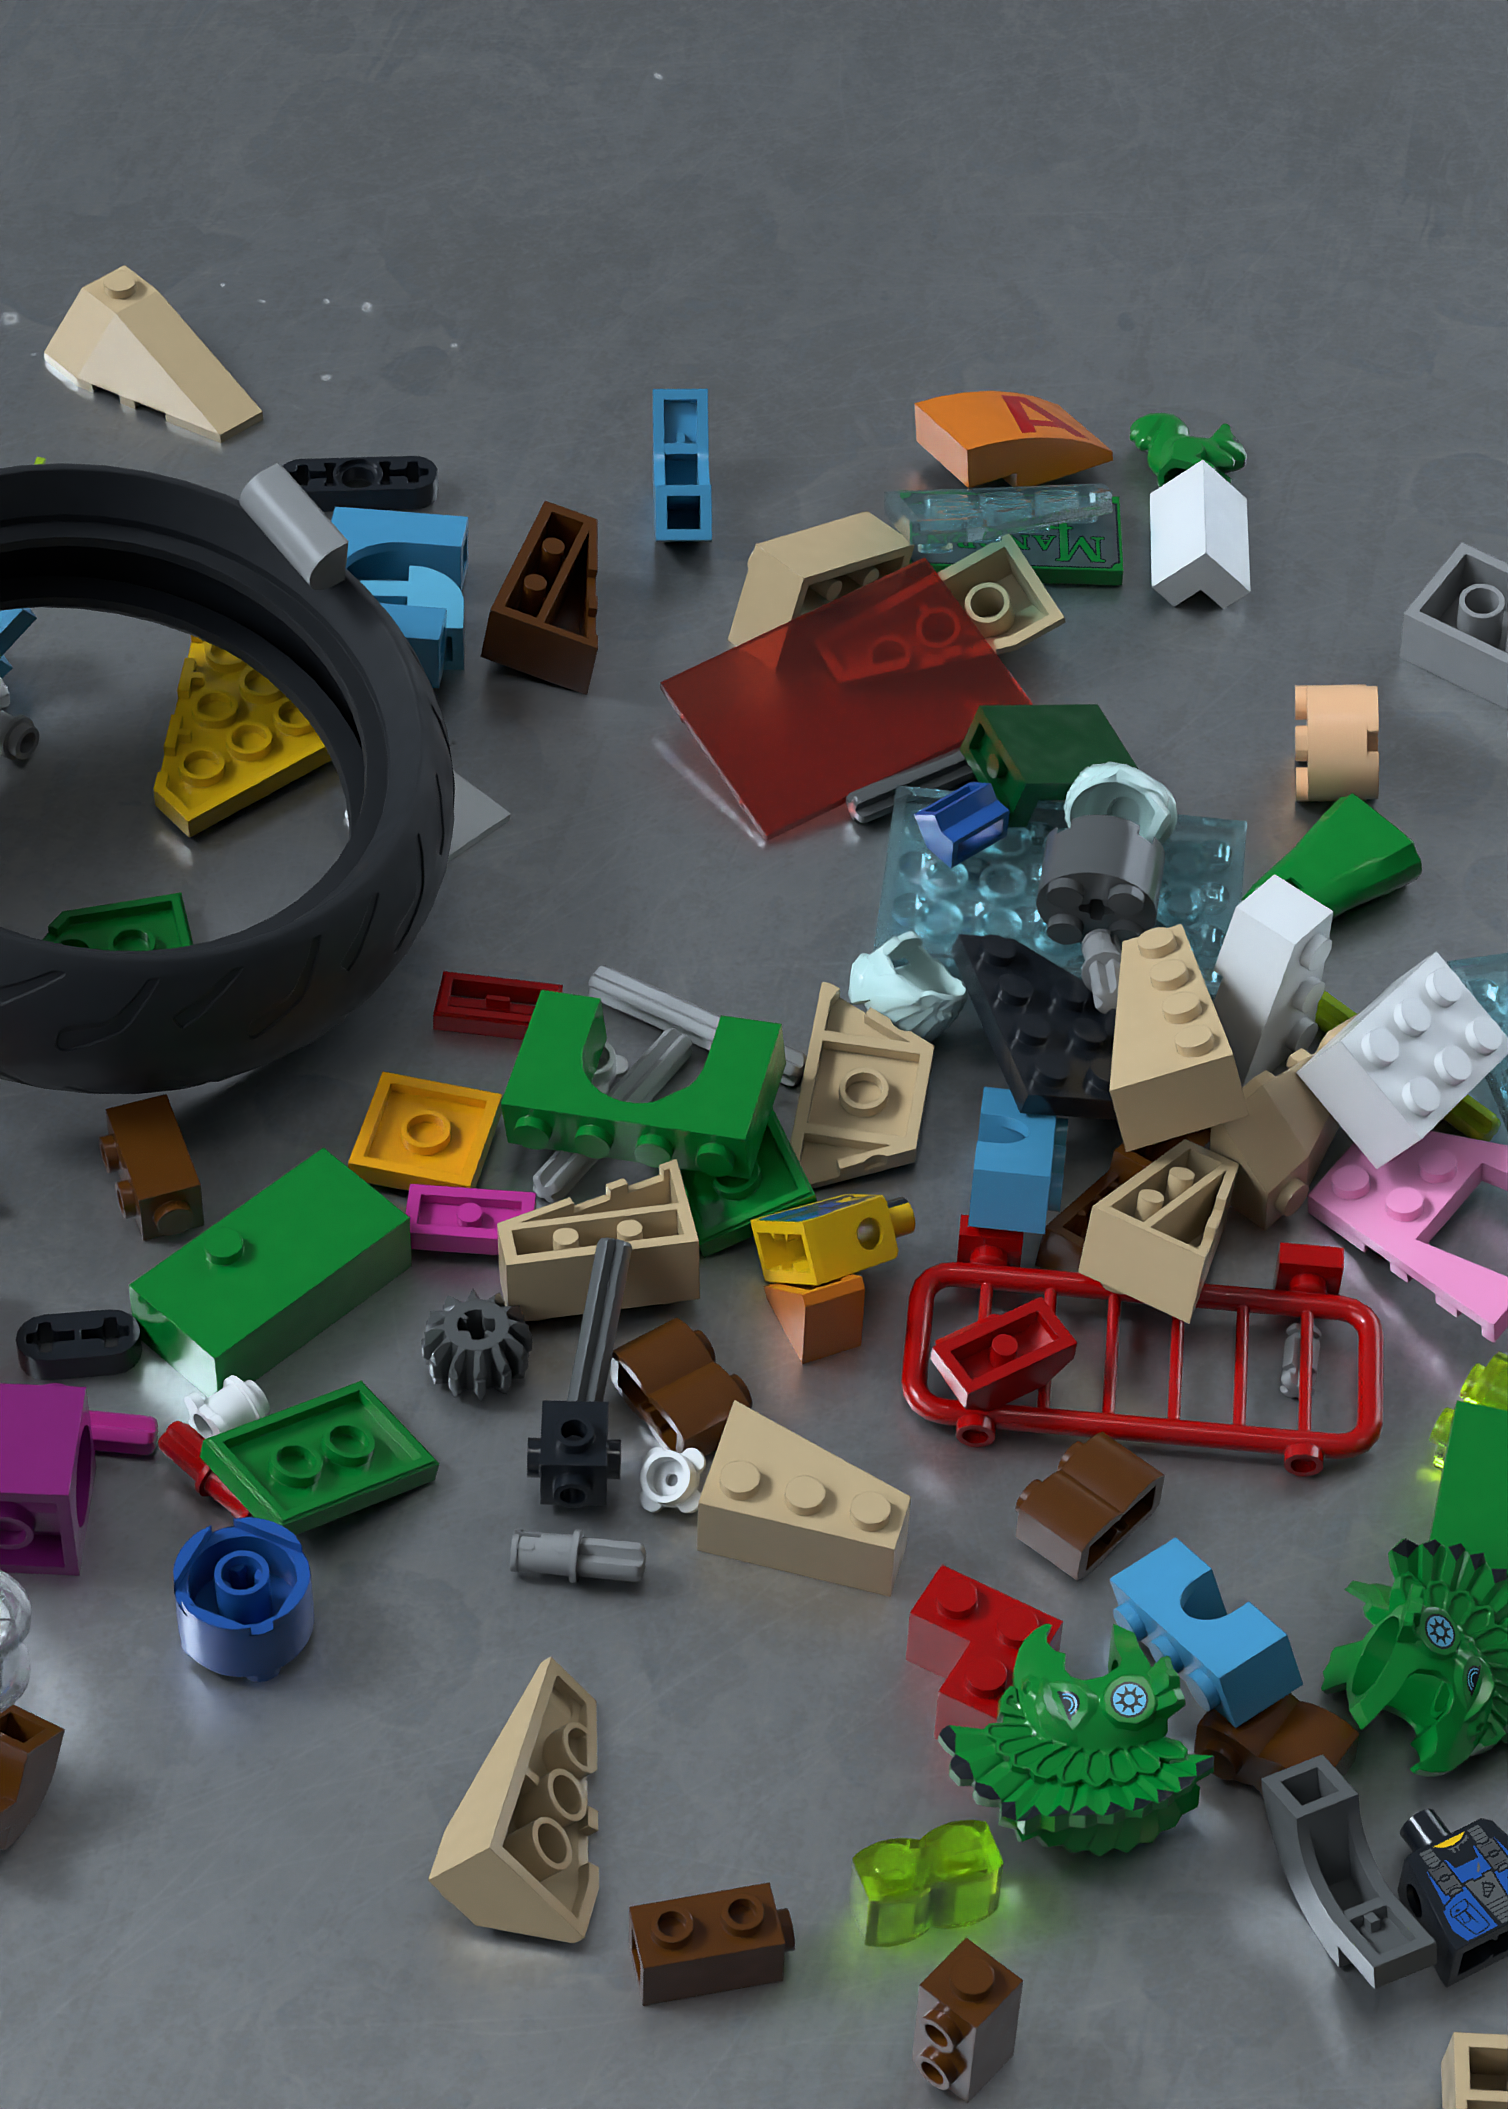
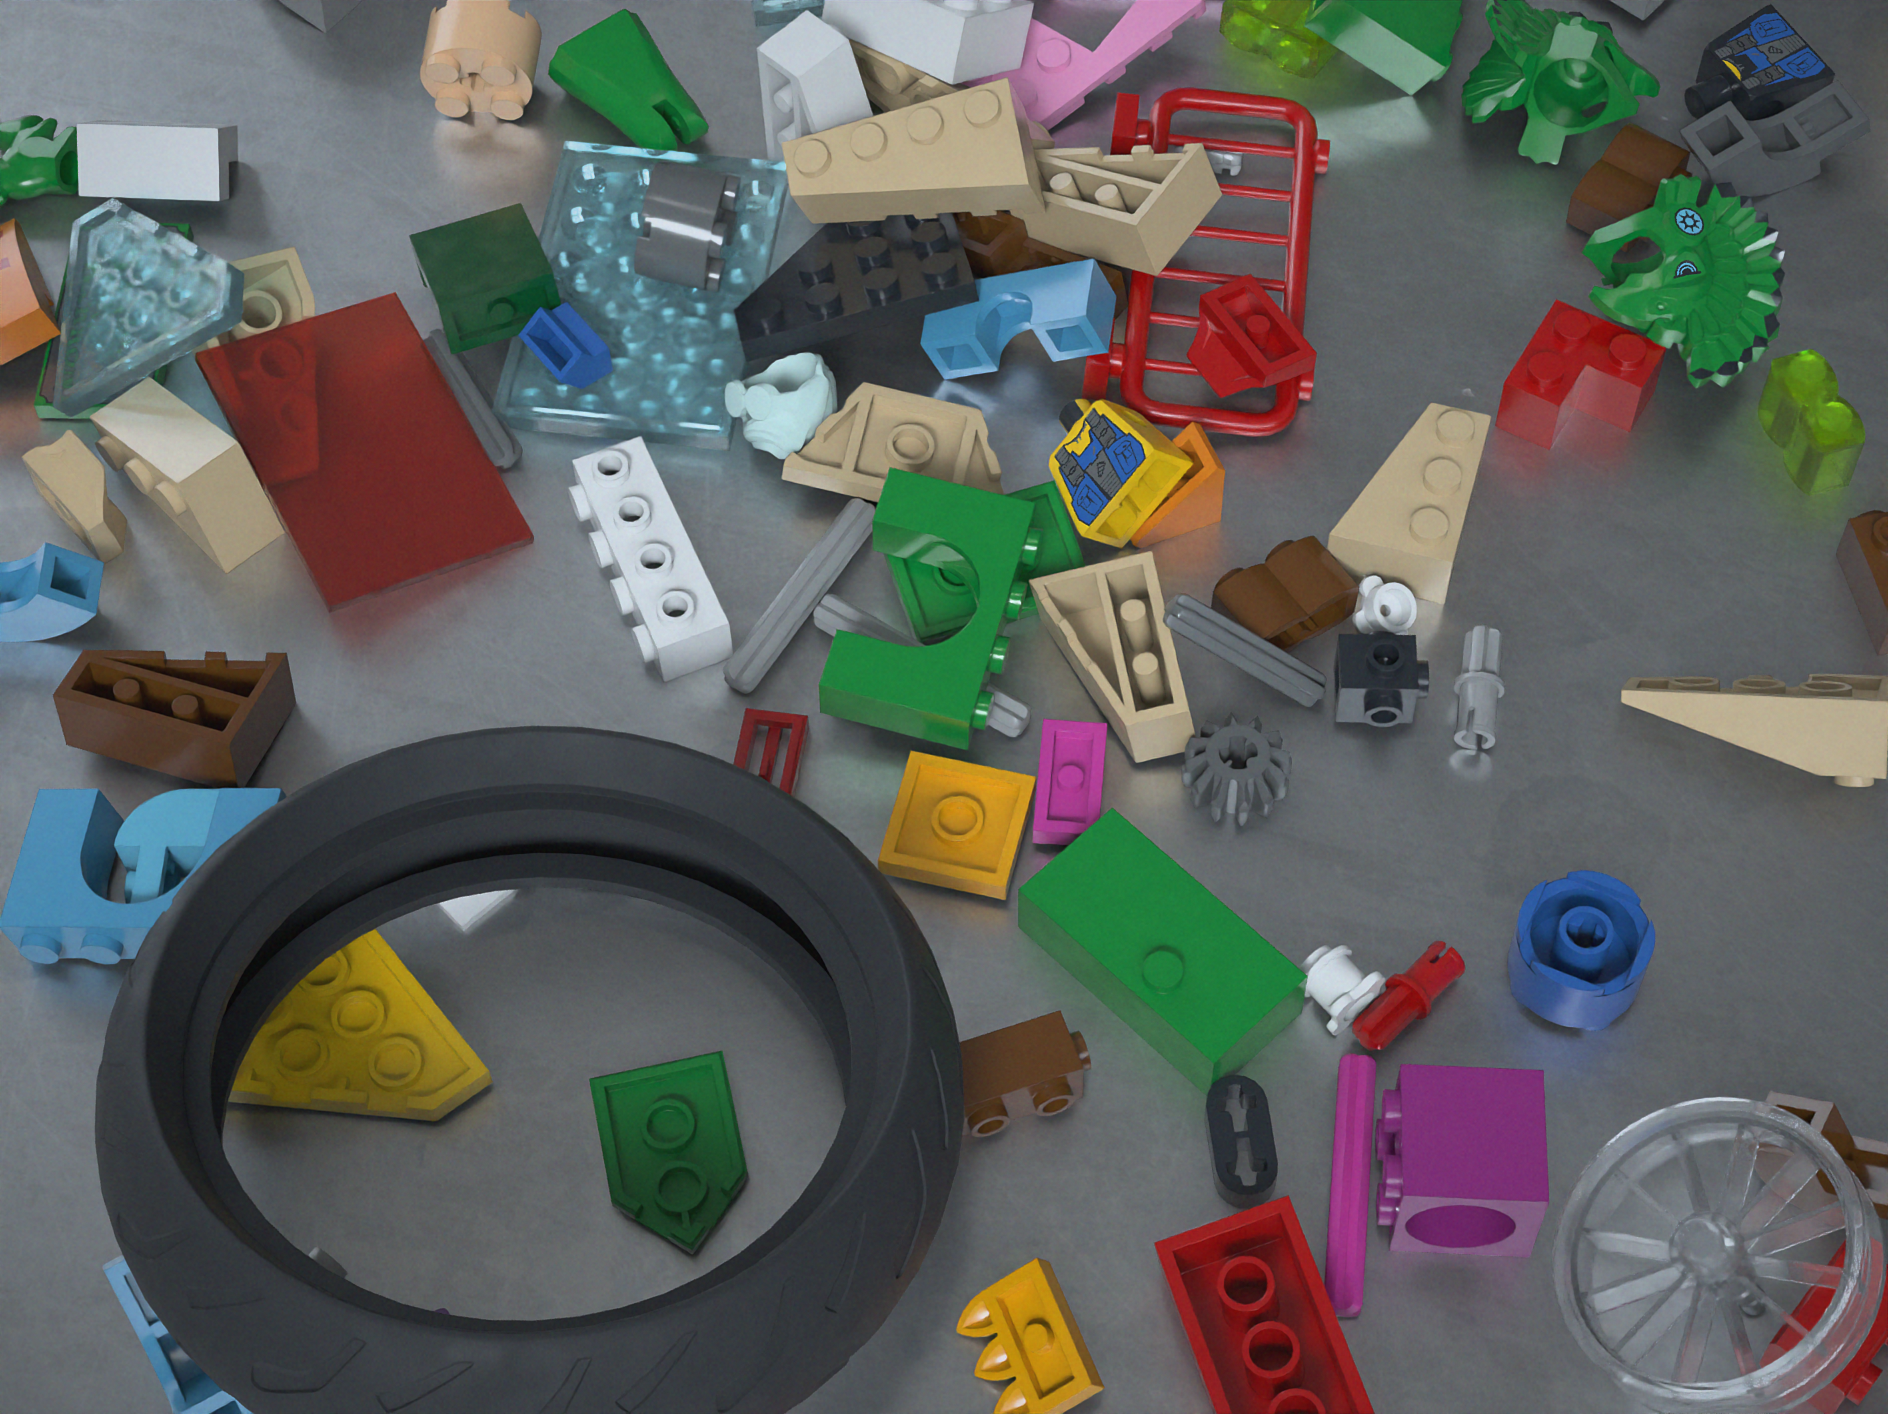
camera: 85 degrees left, 10 degrees up
(296, 527) = (260, 816): light grey brick -> none
(319, 1459) = (1397, 898): green tile -> none
(729, 908) = (652, 560): none -> white brick
(793, 511) = (76, 489): none -> tan slope
(1088, 1504) = (1392, 299): reddish brown brick -> none
(1102, 967) = (790, 235): light grey axle -> none
(1126, 794) = (574, 209): light aqua hair -> none
(1229, 1660) = (1515, 242): dark azure arch -> none

